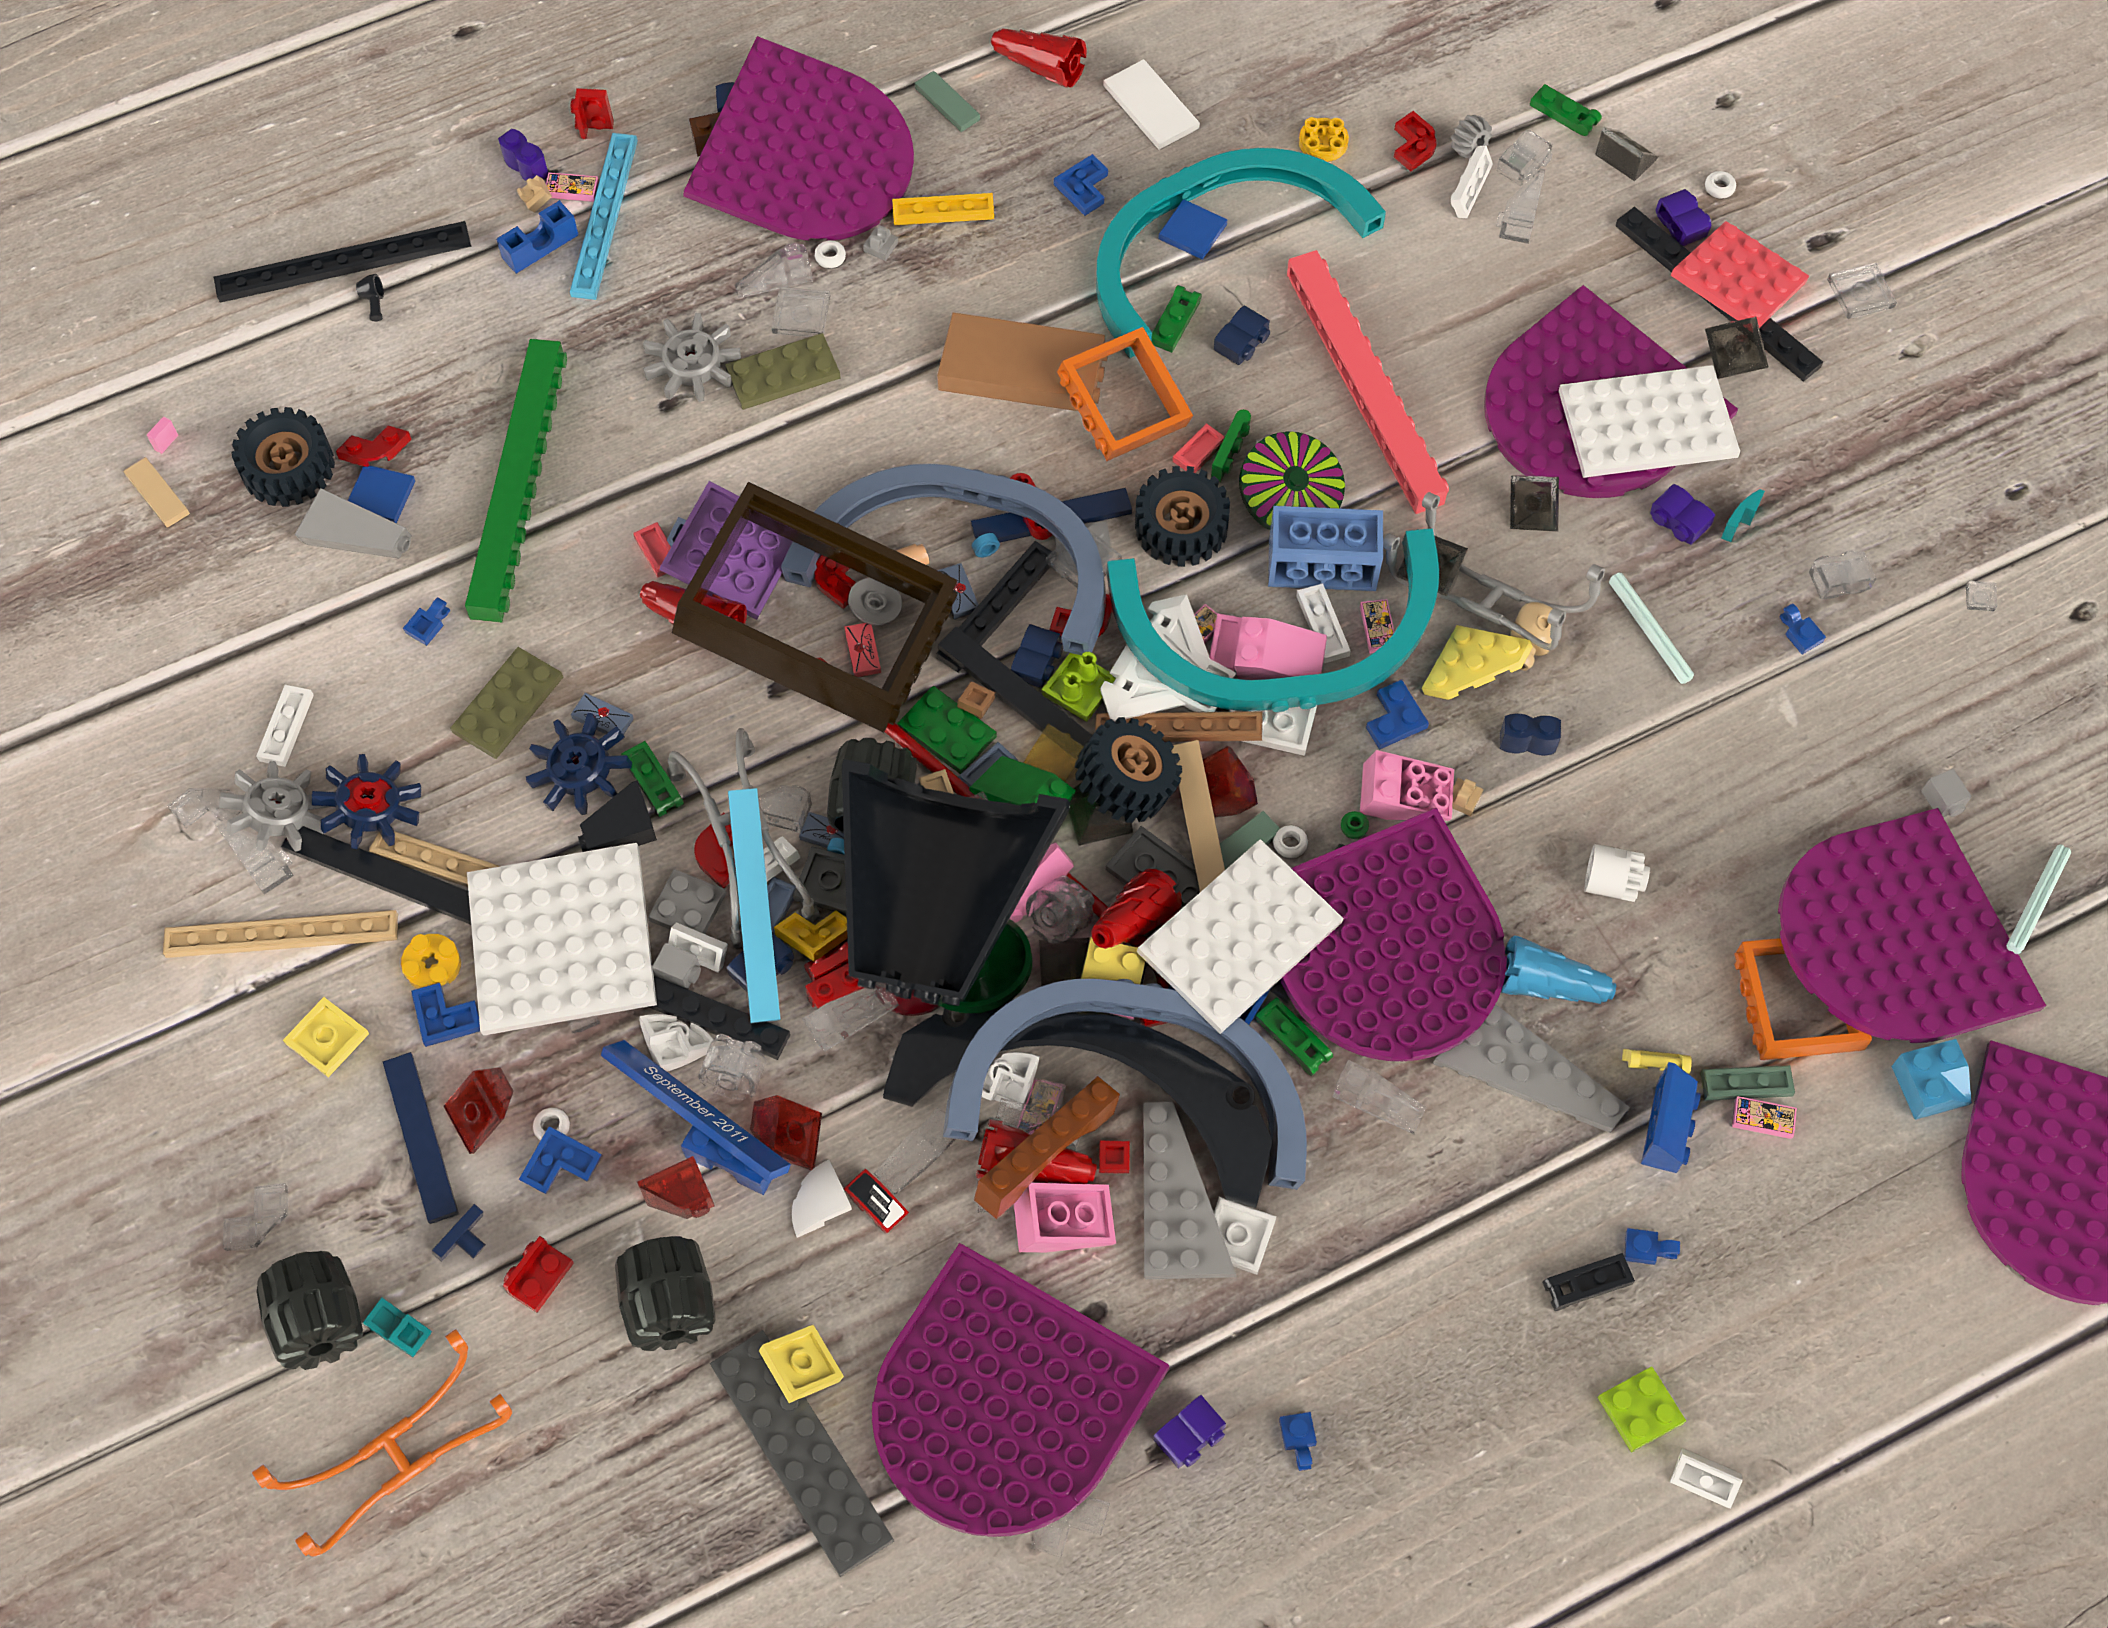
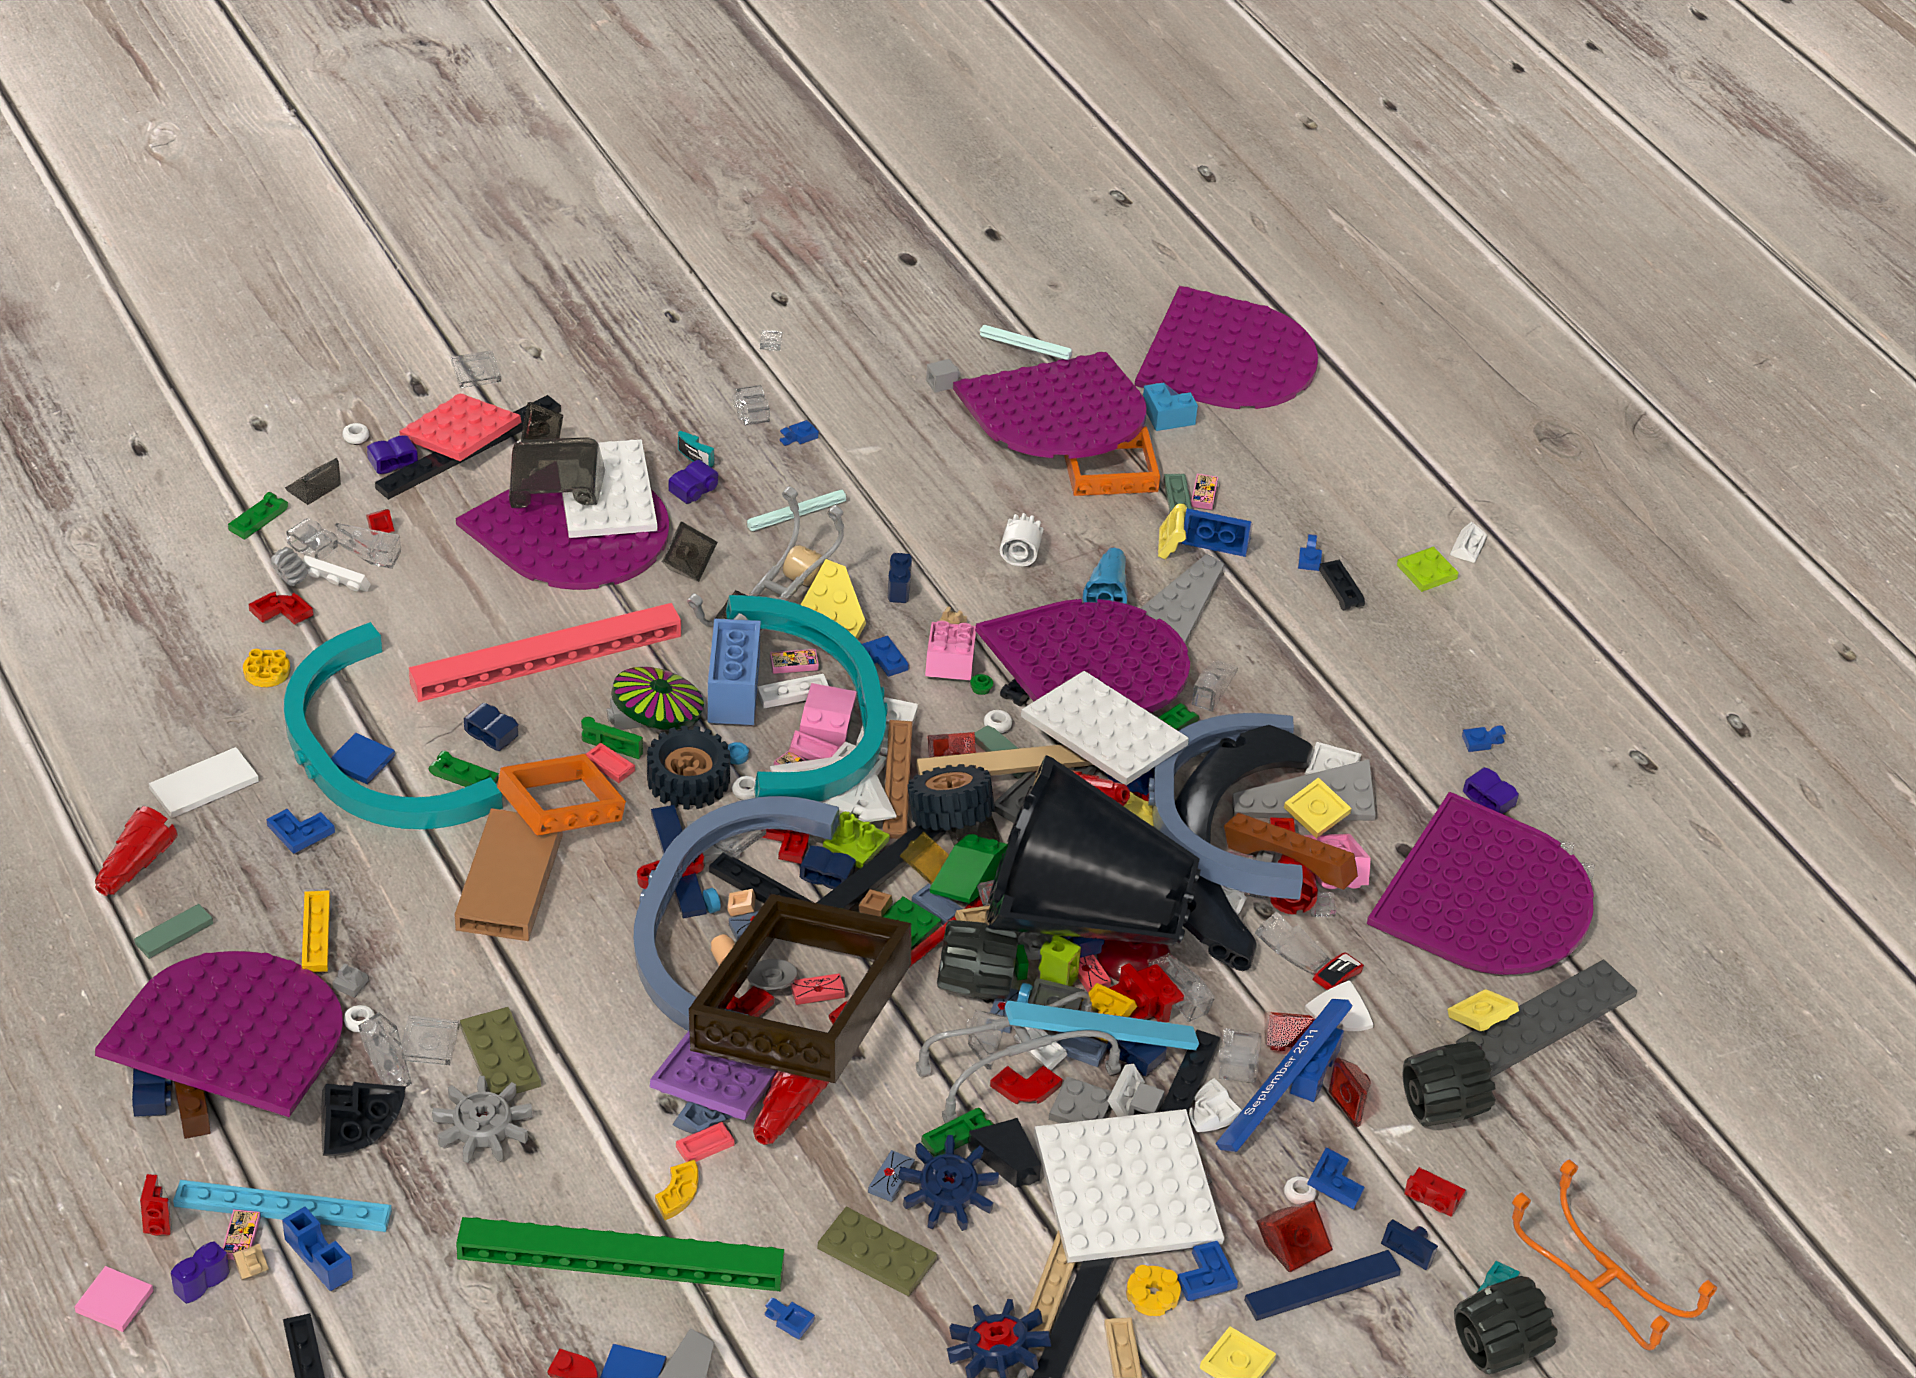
camera: 95 degrees left, 20 degrees down
(508, 104) = (114, 1298): none -> bright pink tile
(598, 529) = (679, 1191): none -> yellow tile
(701, 257) = (357, 1115): none -> black brick
(983, 573) = (741, 902): none -> light nougat plate
(1138, 1195) = (1317, 807): none -> light yellow plate
(1164, 570) = (745, 781): none -> white piece
(1221, 570) = (738, 753): none -> dark azure tile
(1562, 215) = (380, 521): none -> red tile
(1641, 359) = (556, 467): none -> clear smoke windscreen

